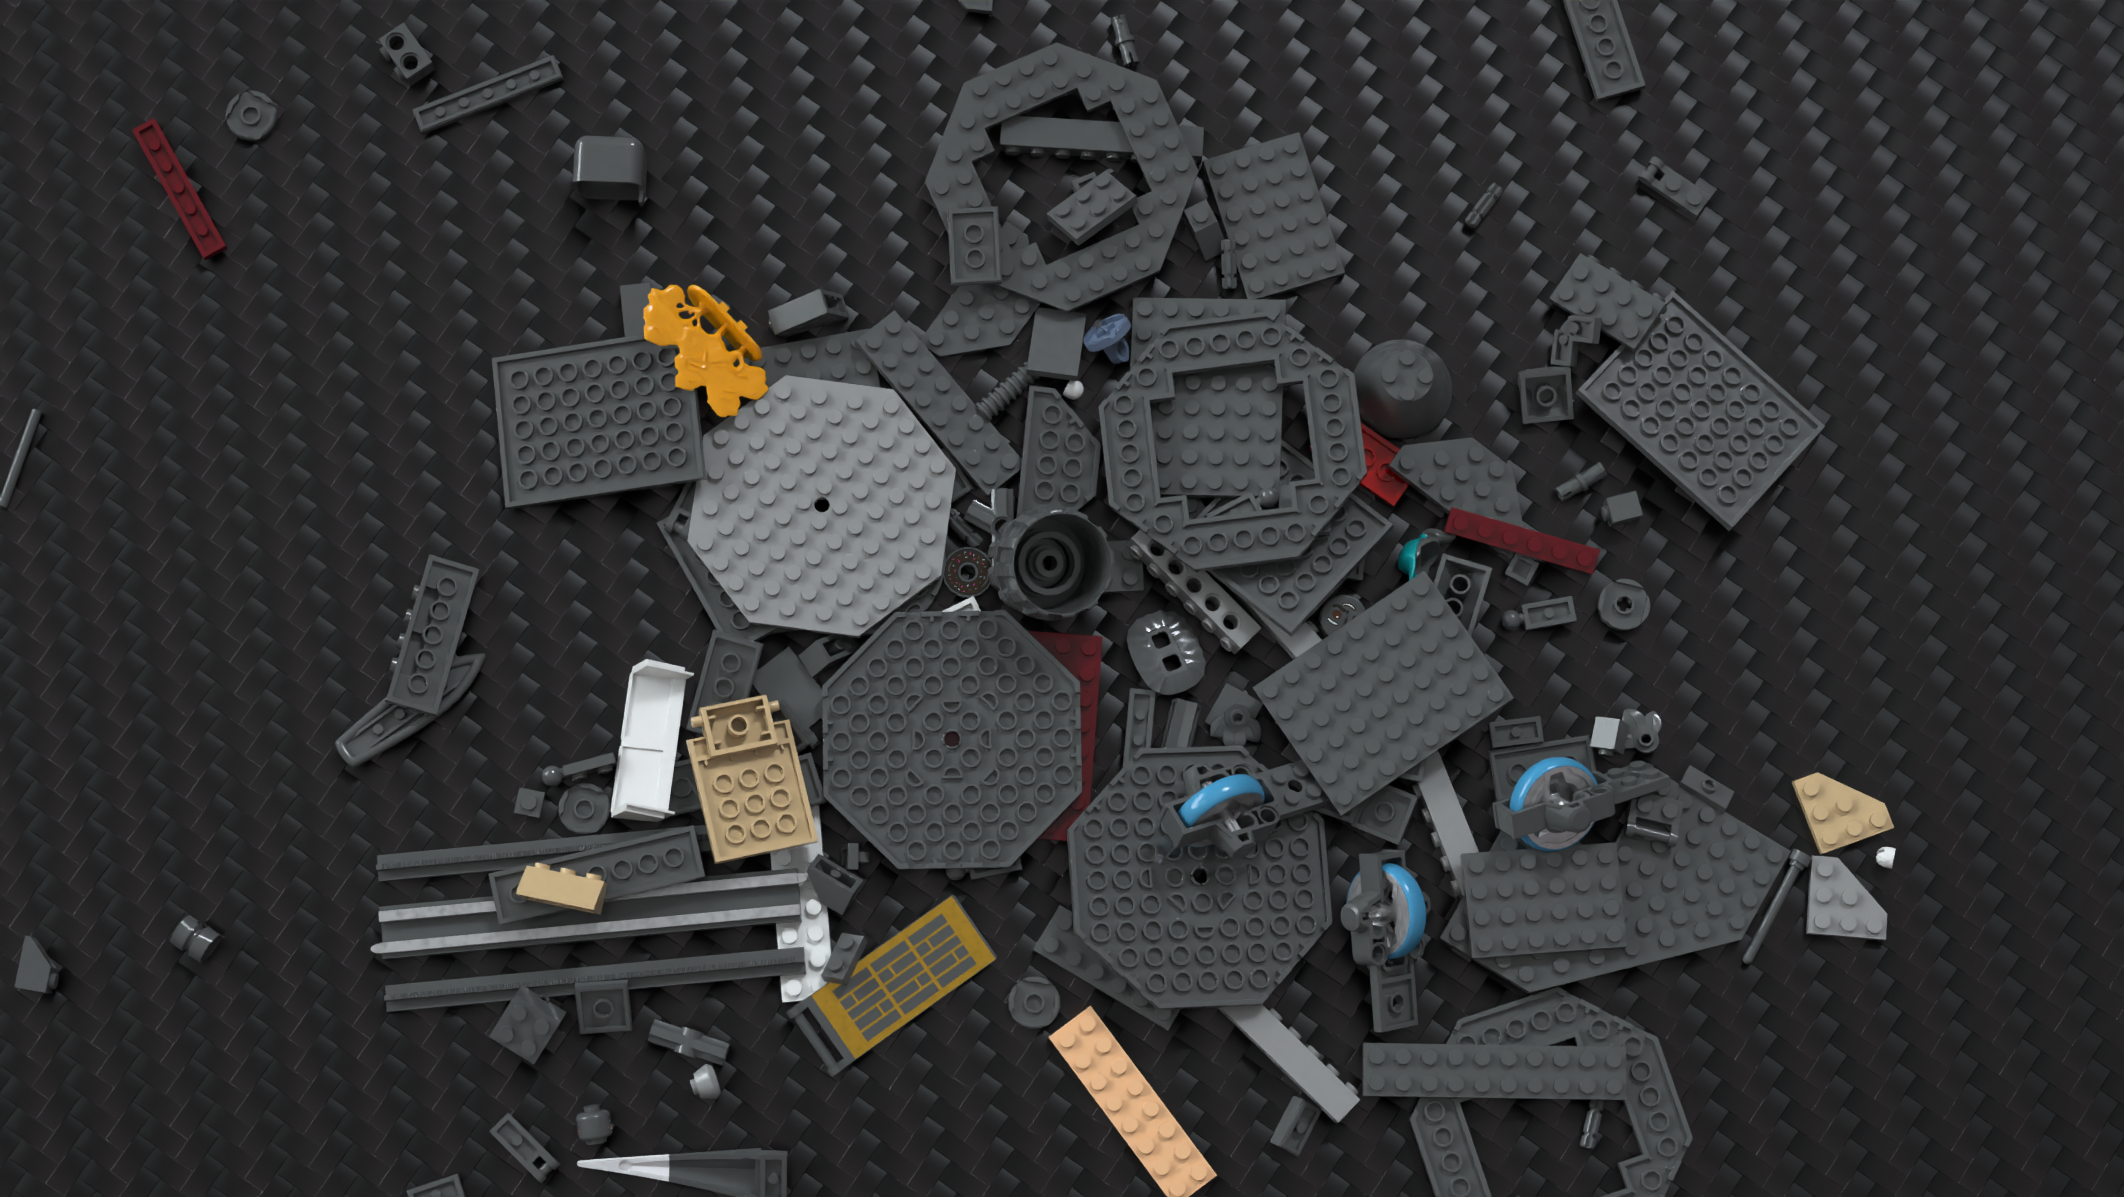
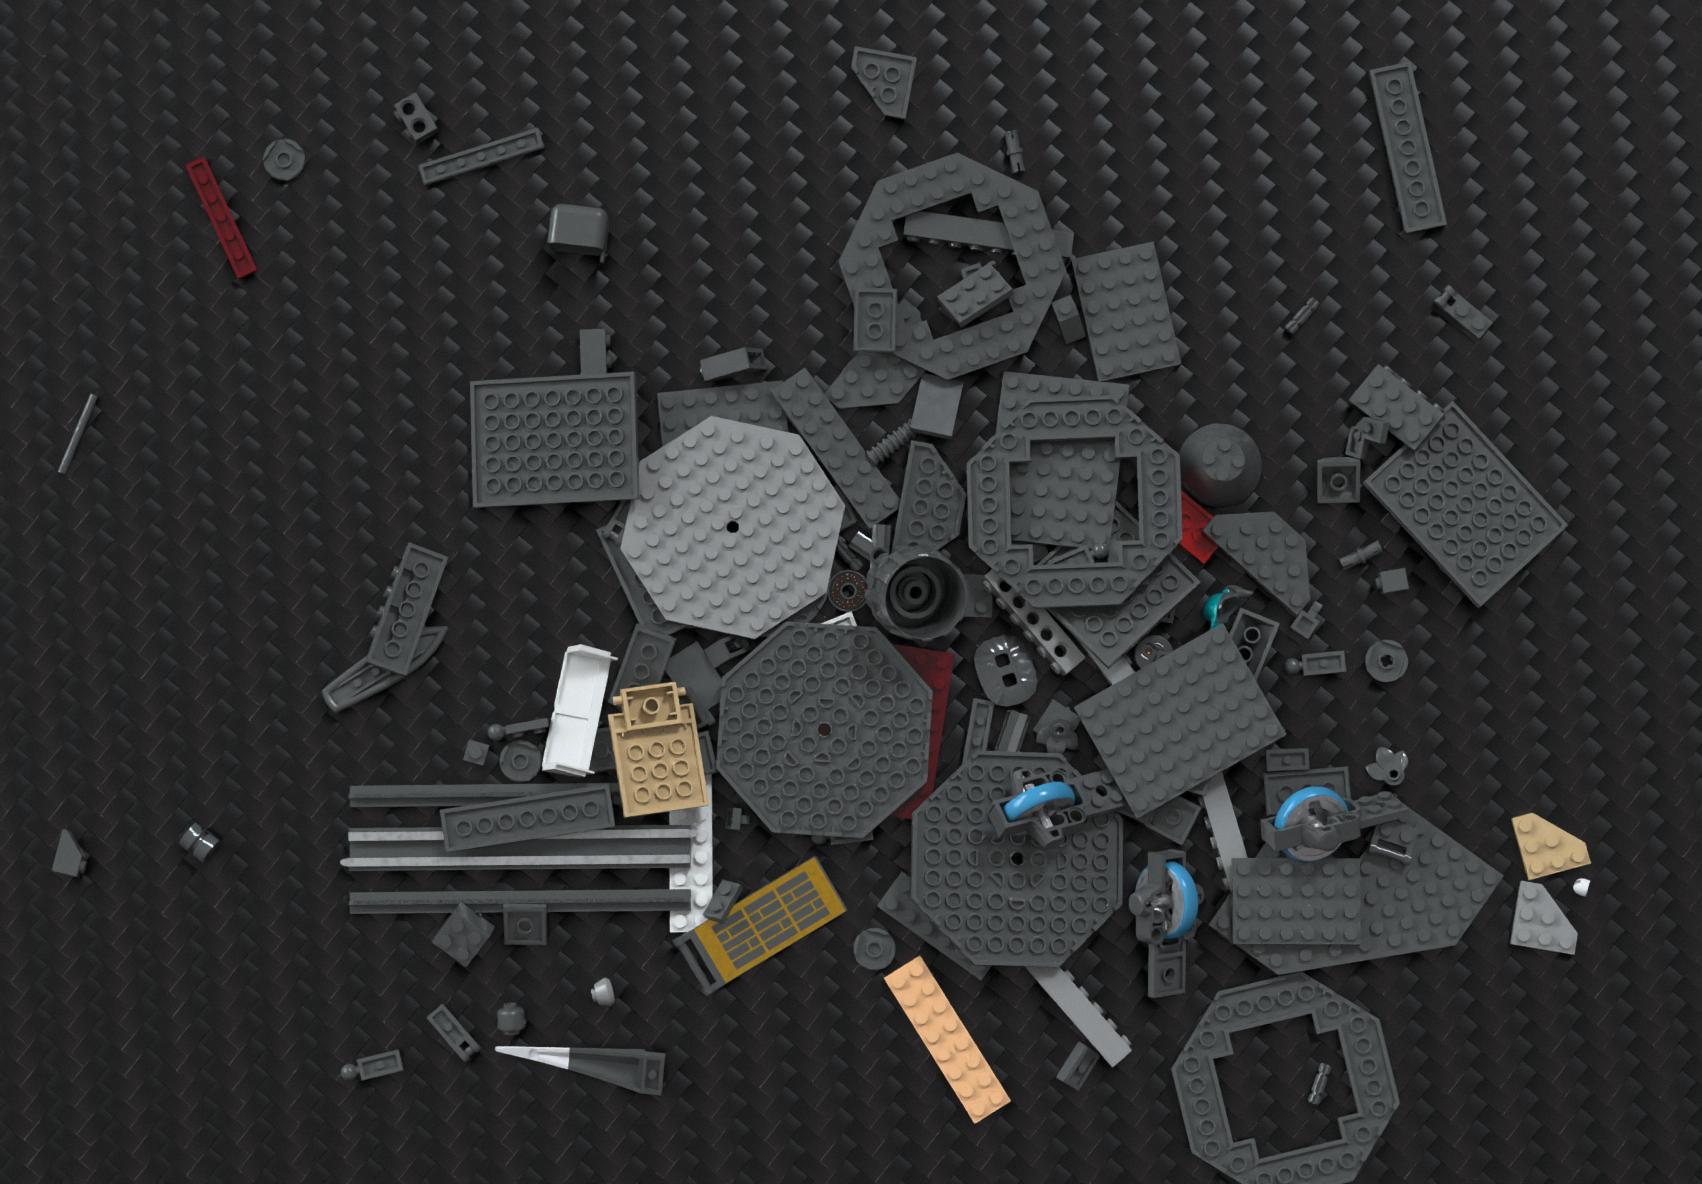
camera: 10 degrees right, 5 degrees up
(563, 888) = (499, 827): tan slope -> none
(688, 1042) = (592, 958): dark grey piece -> none
(704, 355) = (645, 396): light orange plant -> none
(833, 884) = (718, 839): dark grey slope -> none
(1073, 390) = (947, 445): white hinge -> none
(1110, 338) = (981, 404): sand blue tile -> none
(1229, 263) = (1085, 349): dark grey axle -> none
(1494, 1071) = (1243, 1036): dark grey plate -> none
(1521, 540) = (1306, 602): dark red plate -> none
(1609, 736) = (1363, 769): brick -> none
(1706, 789) = (1439, 819): dark grey plate -> none
(1797, 863) = (1509, 884): dark grey piece -> none

